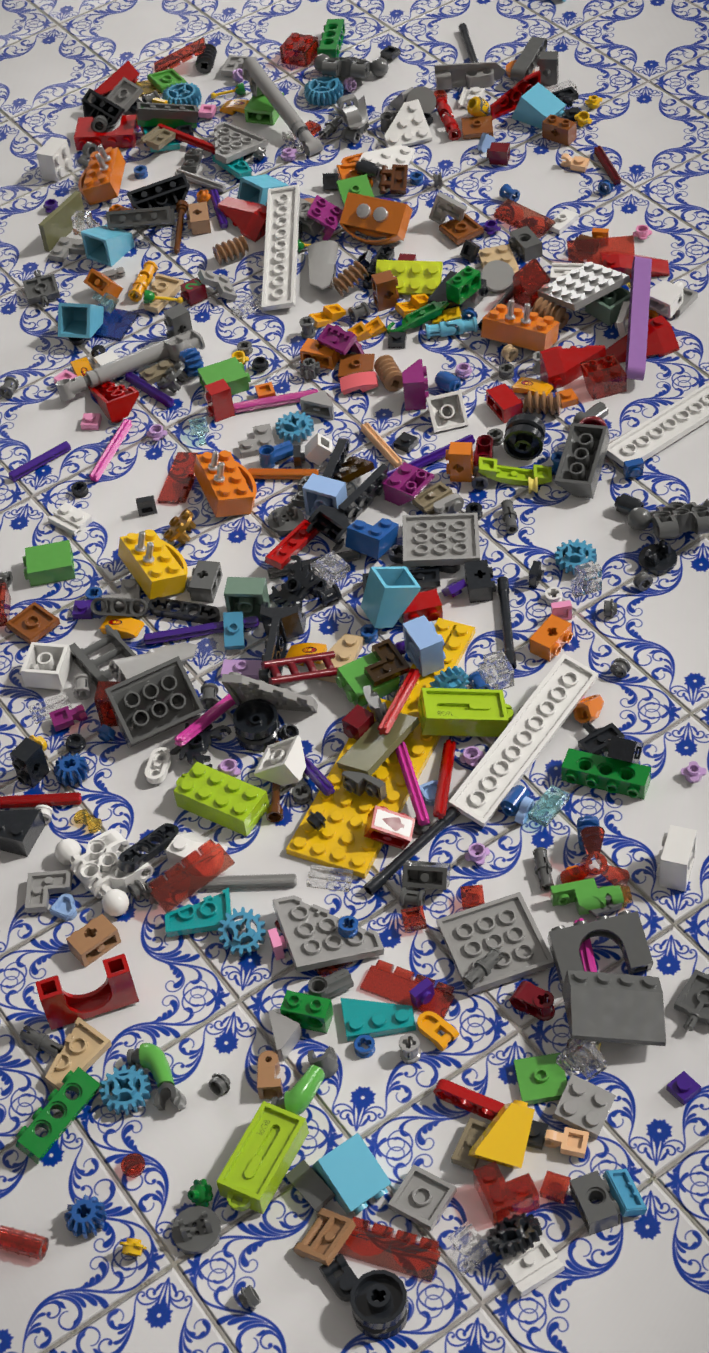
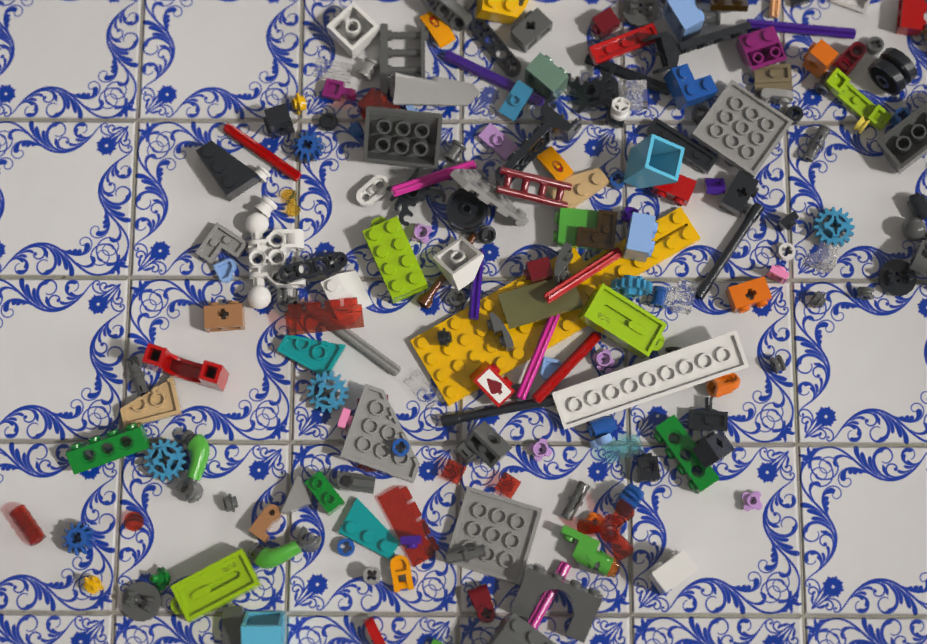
camera: 30 degrees right, 30 degrees up
(66, 830) = (265, 206): none -> white wheel
(264, 541) = (604, 23): none -> dark red brick
(328, 579) = (620, 108): none -> white wheel
(583, 803) = (644, 476): none -> black brick

